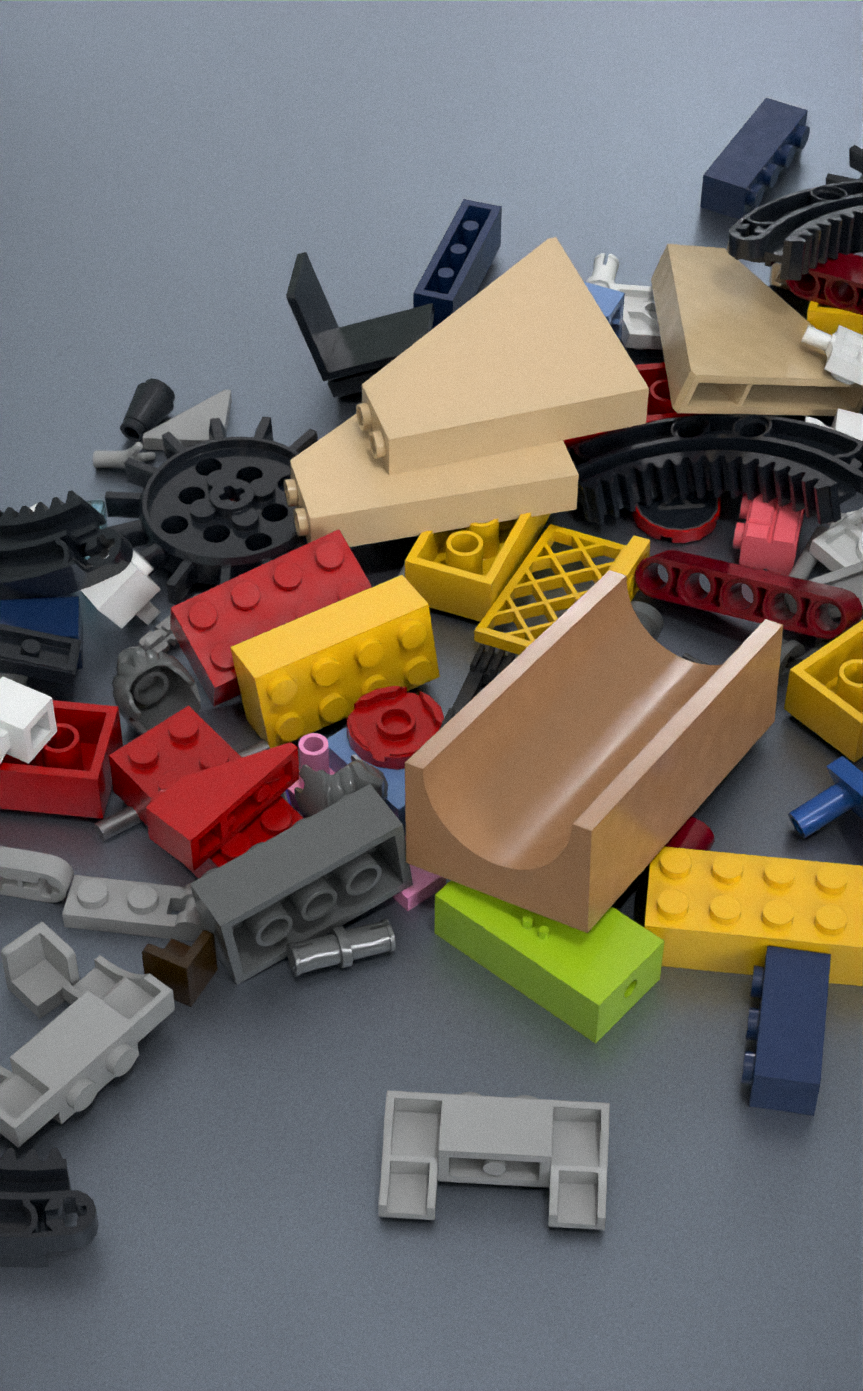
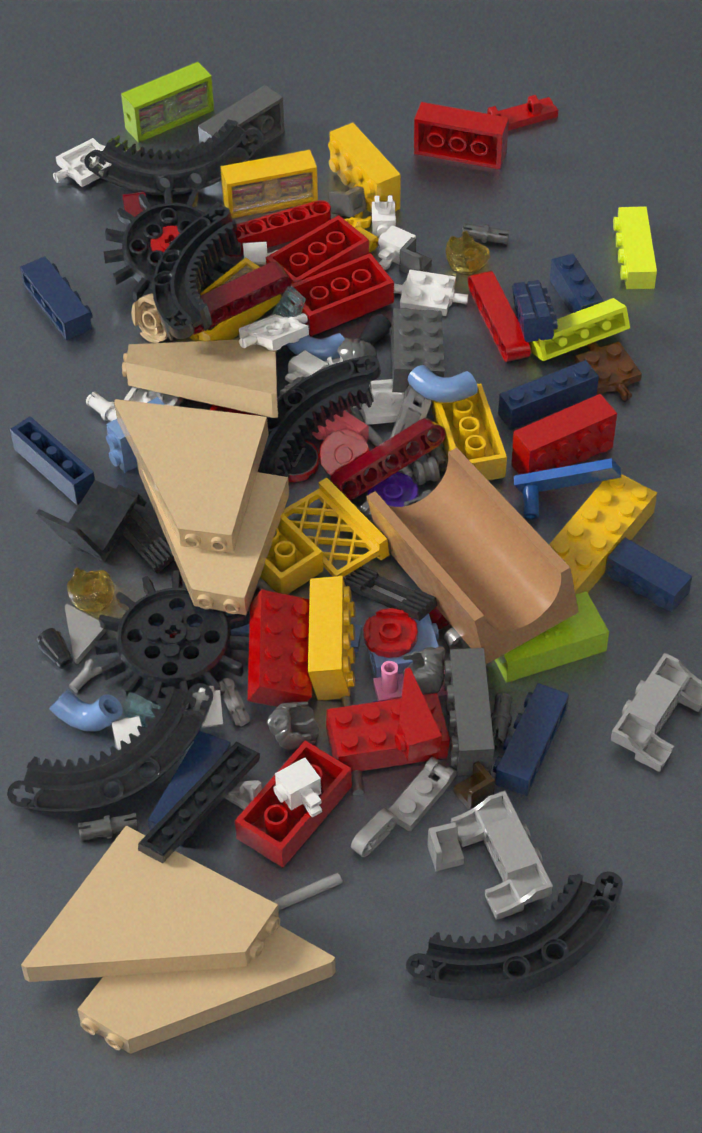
camera: 60 degrees left, 5 degrees up
(48, 469) = (85, 715): none -> medium blue cylinder
(263, 392) = (90, 590): none -> clear yellow hair
(325, 1001) = (531, 739): none -> dark blue brick
(703, 634) = (396, 489): none -> dark purple tile
(721, 533) = (341, 449): none -> tile

